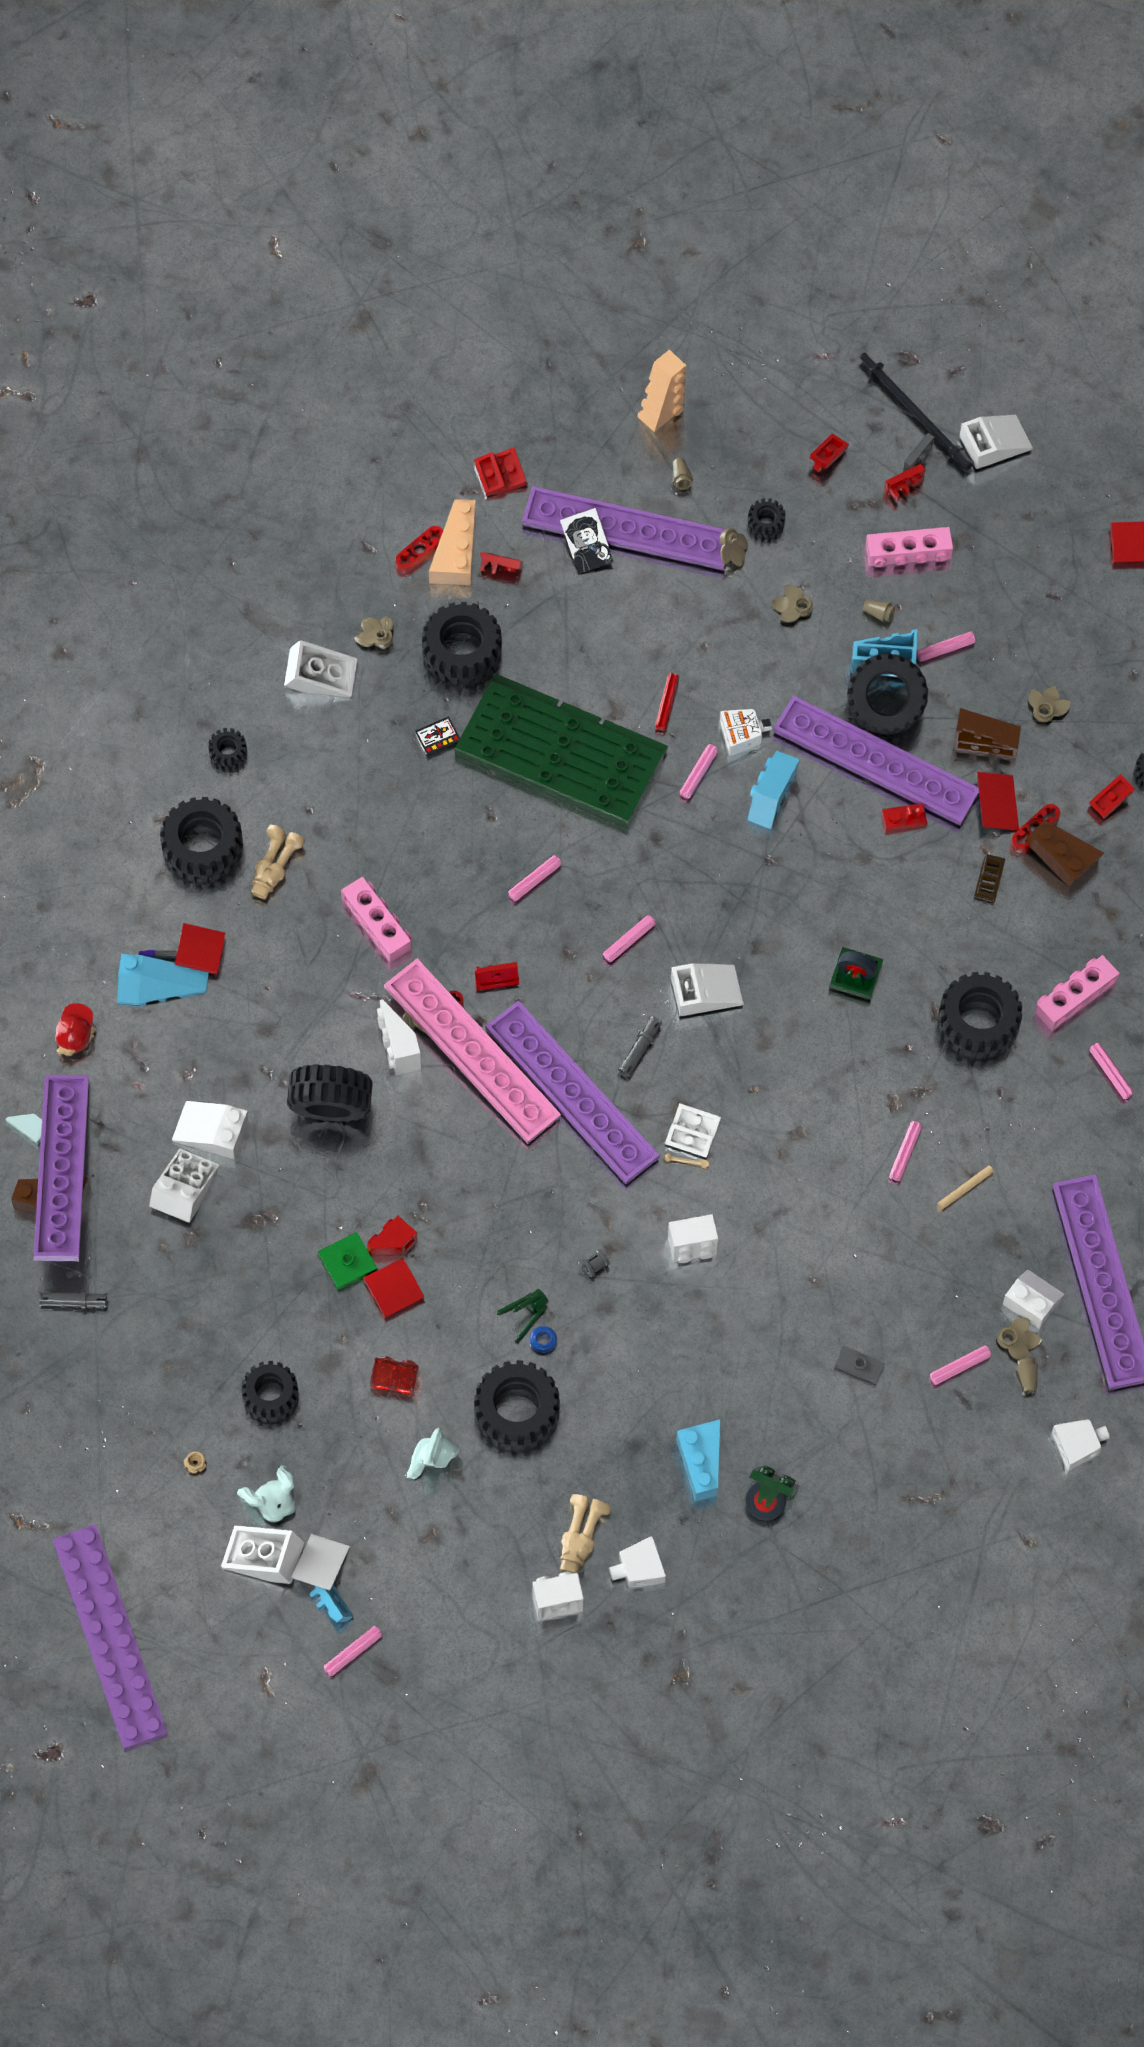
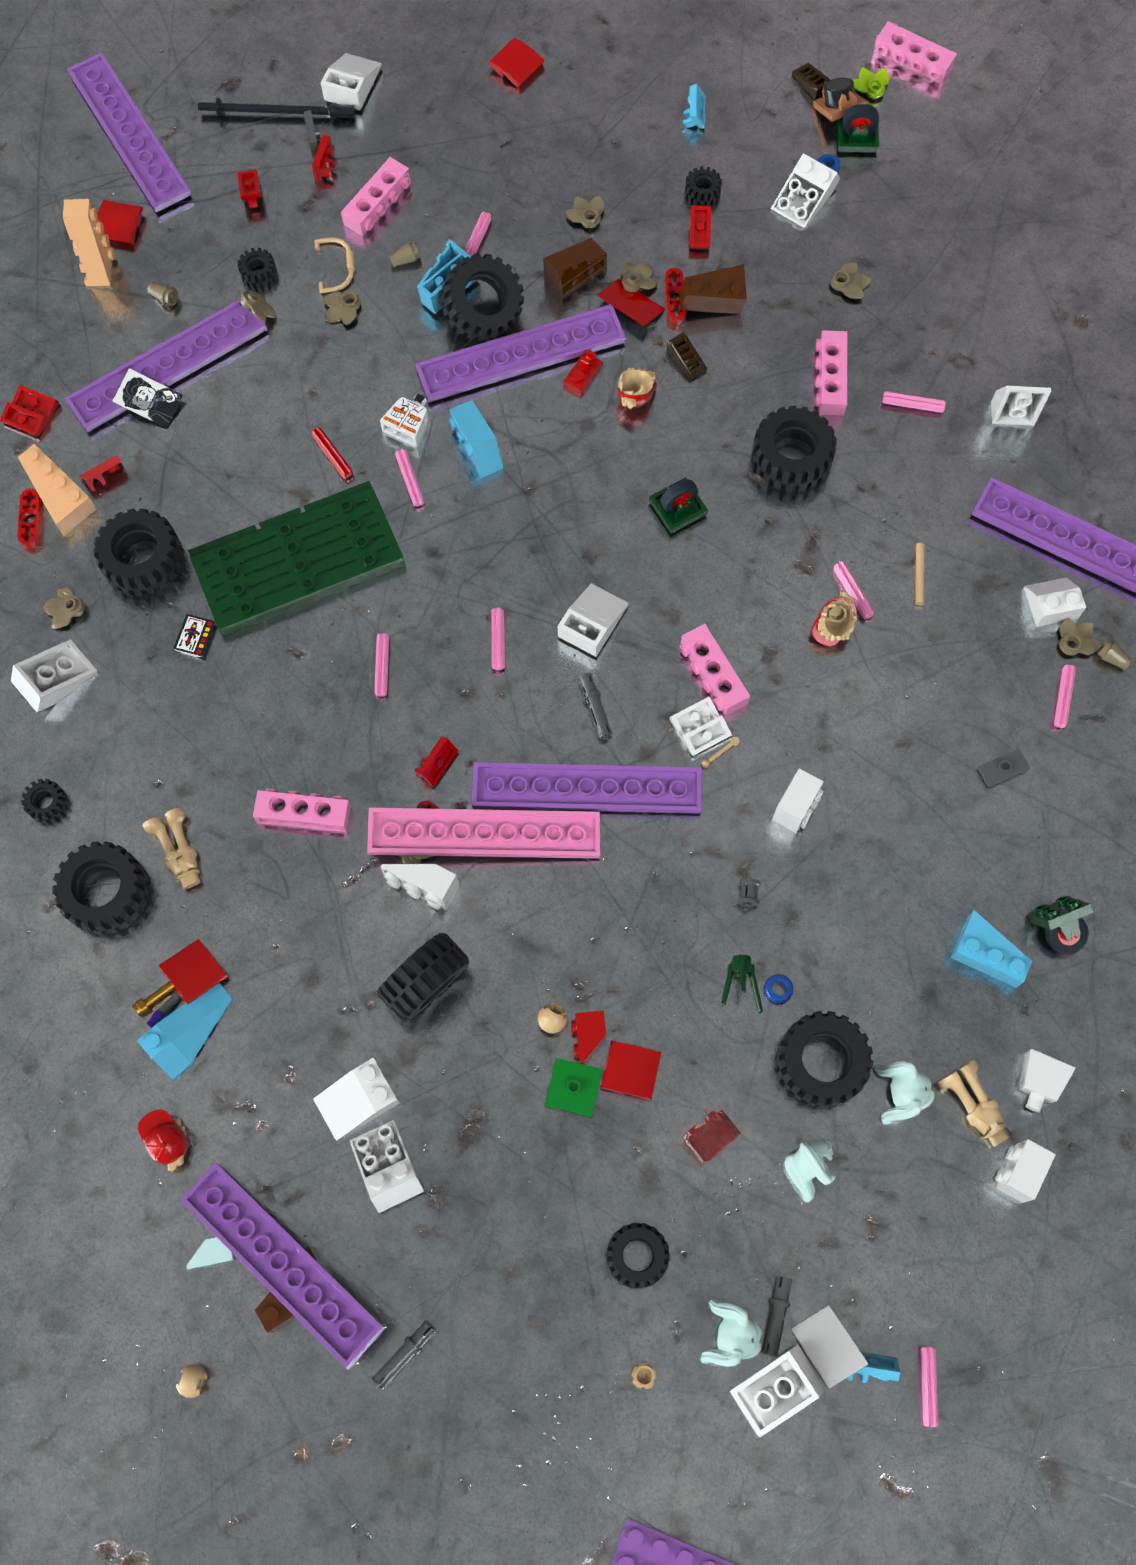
camera: 45 degrees left, 5 degrees up
(147, 939) = (143, 1006): none -> pearl gold bar
(316, 1513) = (777, 1316): none -> dark grey pin
(381, 1205) = (552, 1018): none -> tan piece
(545, 1477) = (909, 1090): none -> light aqua hair
(709, 389) = (120, 221): none -> red slope
(735, 1135) = (702, 639): none -> bright pink brick
(792, 327) = (129, 132): none -> medium lavender plate
(835, 578) = (349, 259): none -> tan piece
(864, 1154) = (835, 620): none -> tan hair
(923, 863) = (636, 387): none -> tan hair
(1027, 788) = (637, 277): none -> dark tan plate

